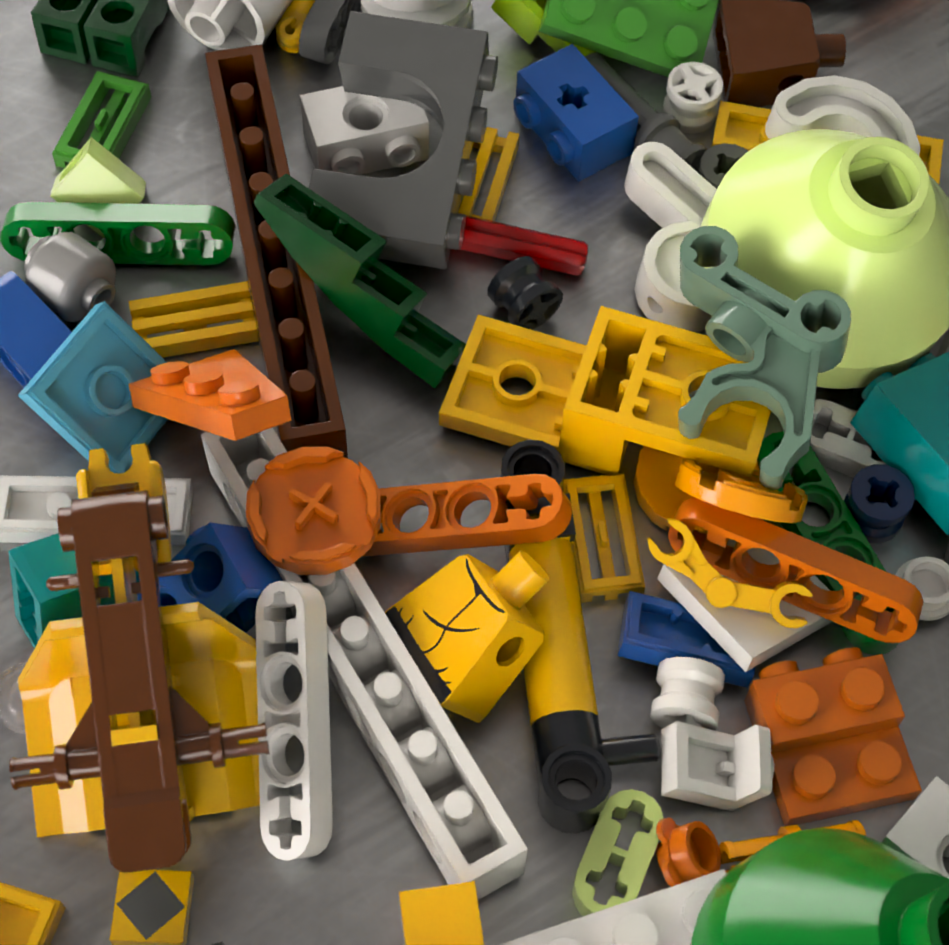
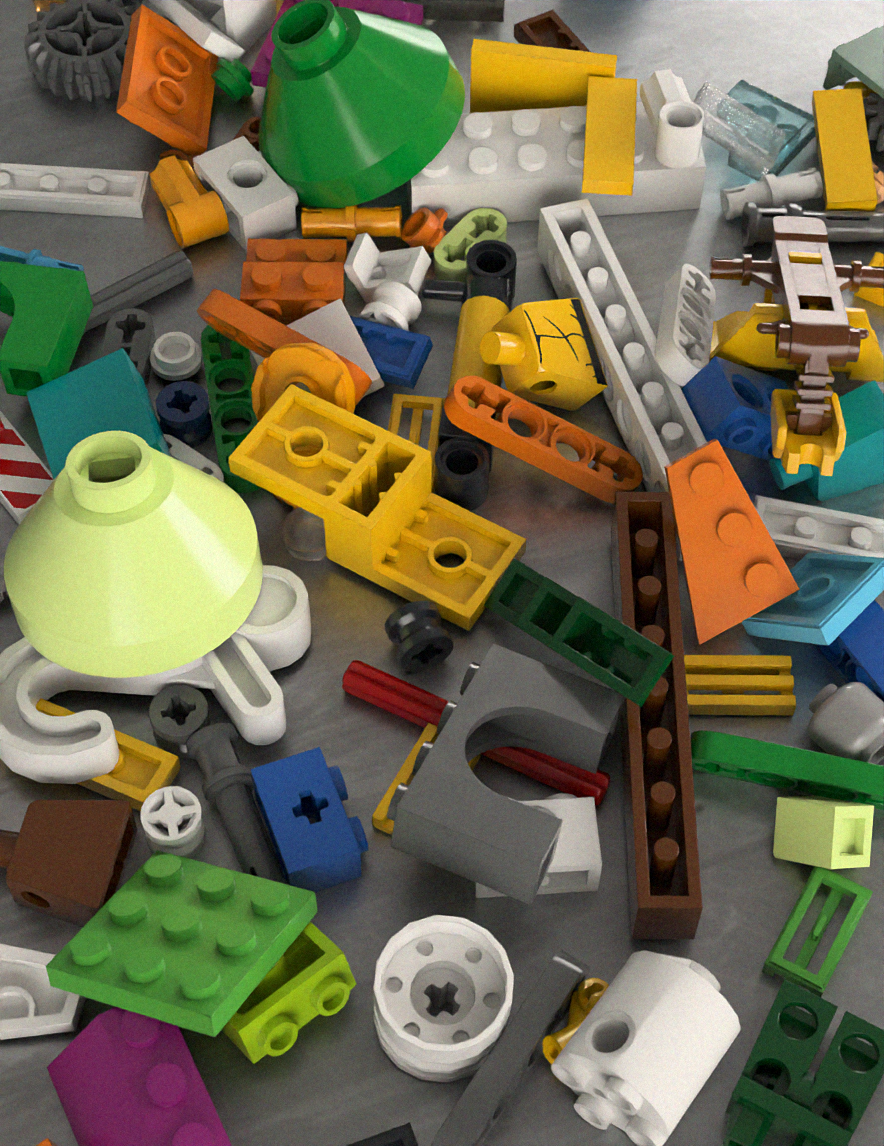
camera: 165 degrees left, 5 degrees down
(313, 511) = (651, 423): orange tile -> none
(721, 590) = (364, 351): yellow piece -> none
(777, 336) = (248, 439): sand green piece -> none

